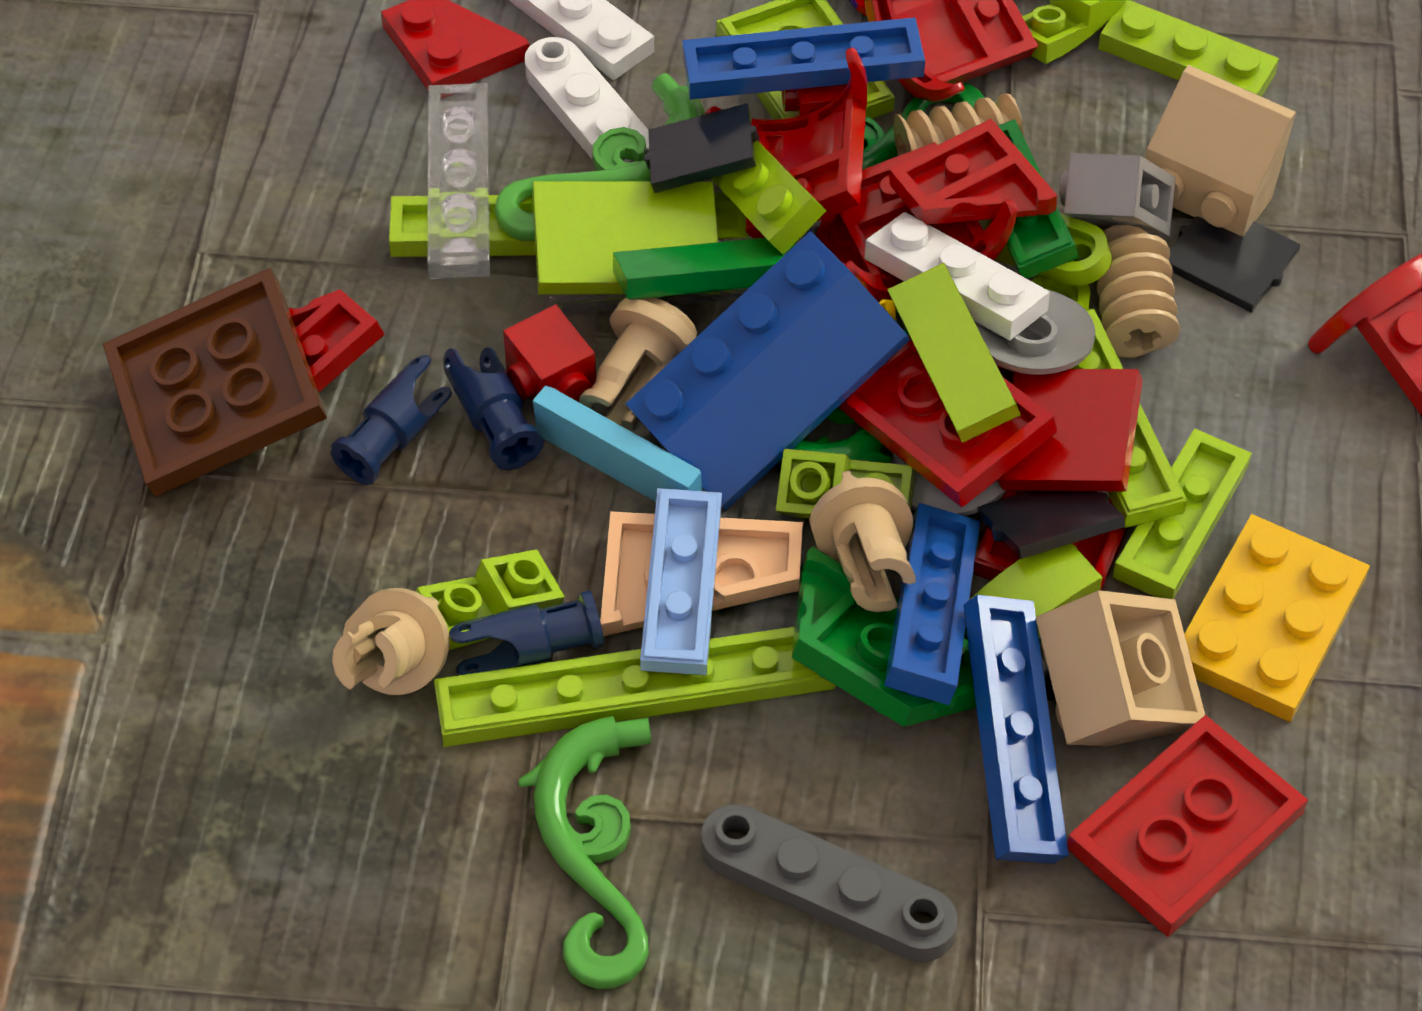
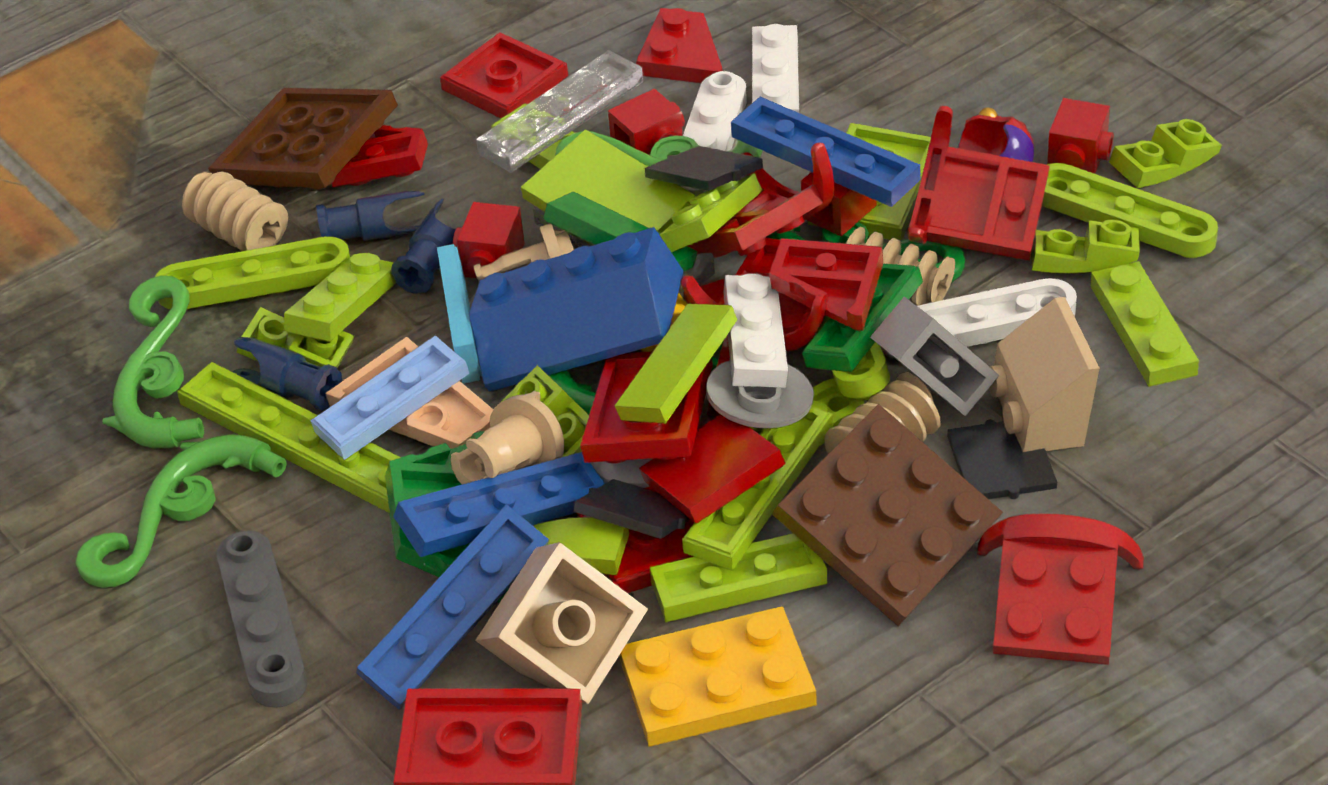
camera: 50 degrees right, 10 degrees down
(252, 511) = (234, 211): none -> tan piece
(308, 183) = (503, 75): none -> red tile
(346, 561) = (257, 271): none -> lime plate
(371, 734) = (162, 366): none -> bright green plant
(395, 658) = (202, 321): tan piece -> none
(489, 518) = (340, 297): none -> lime plate
(544, 140) = (645, 120): none -> red brick
(1081, 116) = (996, 312): none -> white plate
(1246, 367) = (887, 514): none -> reddish brown plate

